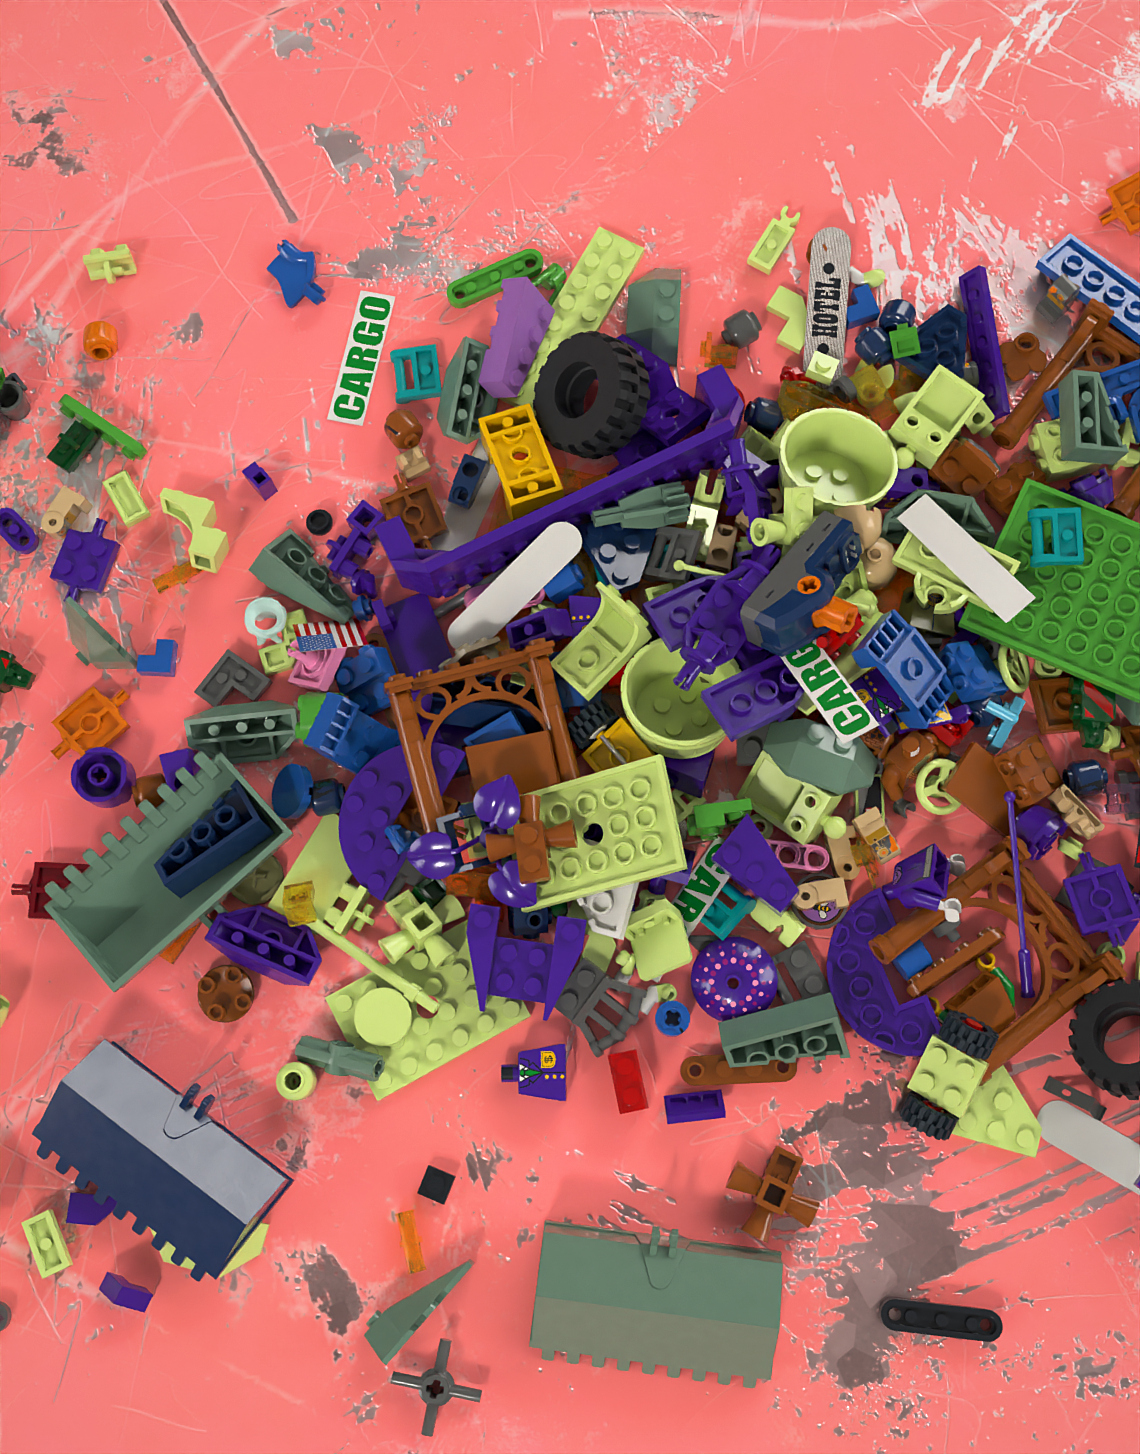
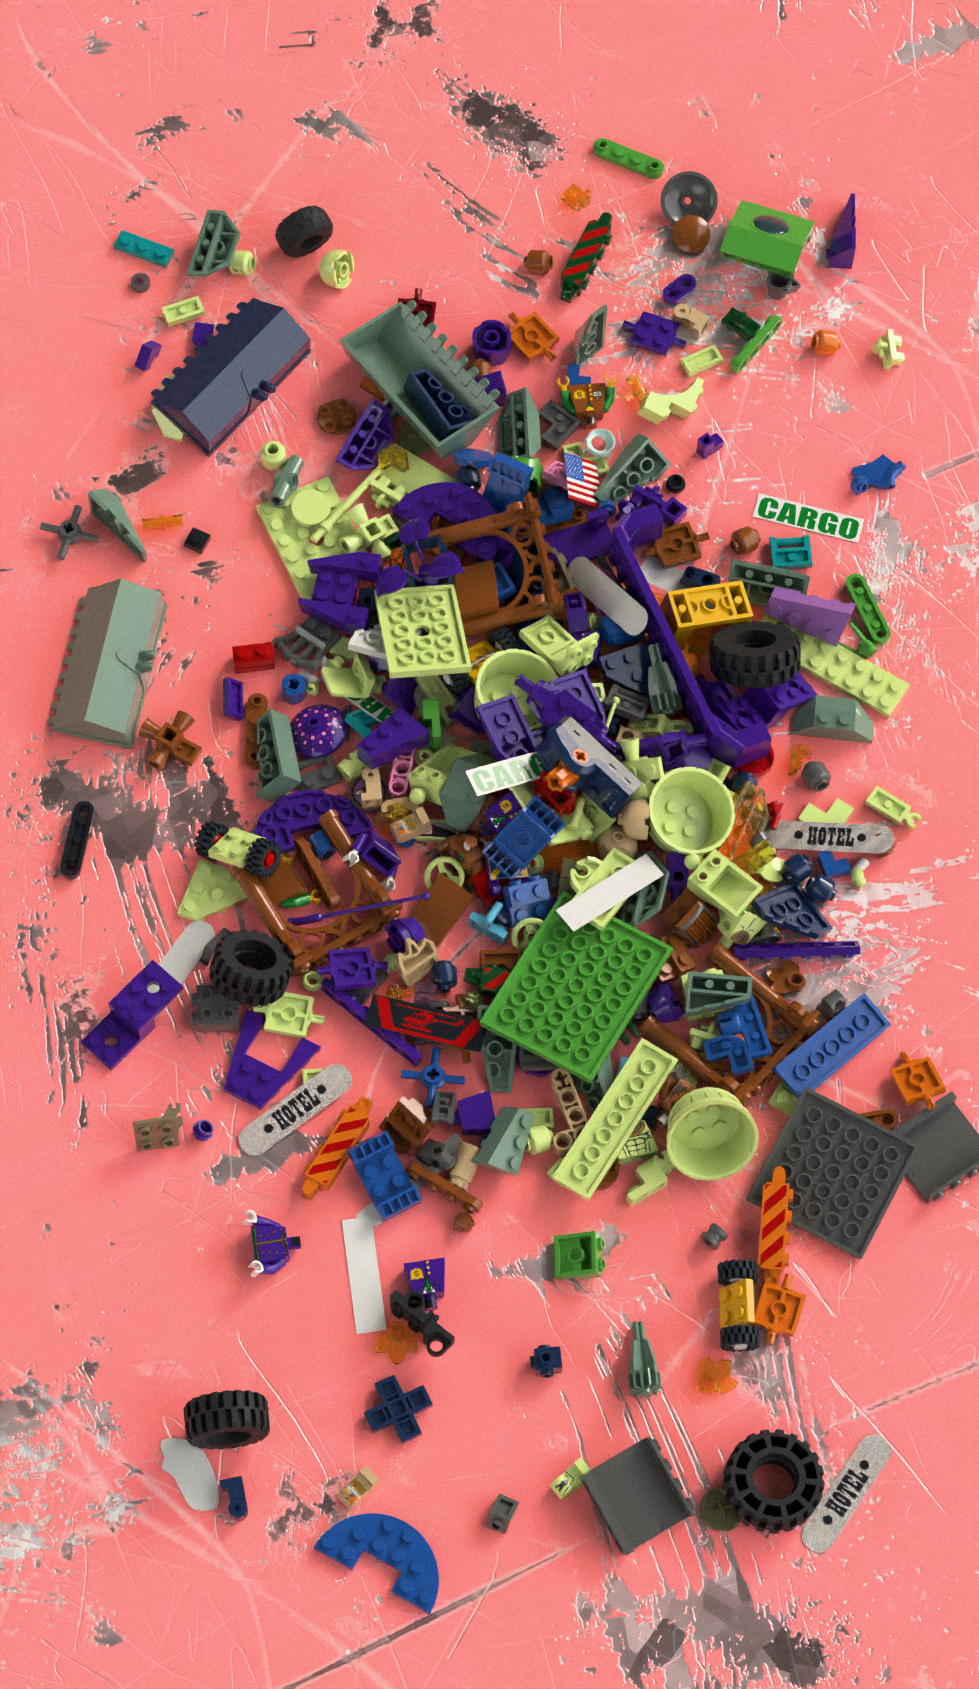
camera: 85 degrees right, 10 degrees down
(195, 640) = (587, 401): none -> torso
(401, 837) = (434, 520): blue tile -> none
(413, 463) = (719, 547): tan tile -> none
(531, 841) = (418, 589): dark orange brick -> none
(539, 1072) = (264, 605): dark purple torso -> none
(822, 368) = (780, 829): yellowish green plate -> none
(904, 341) = (796, 884): bright green tile -> none
(949, 929) = (342, 872): dark grey tile -> none
(1028, 771) = (451, 935): dark orange plate -> none
(1065, 536) = (621, 962): teal plate -> none
(1113, 842) = (394, 992): none -> clear yellow plate

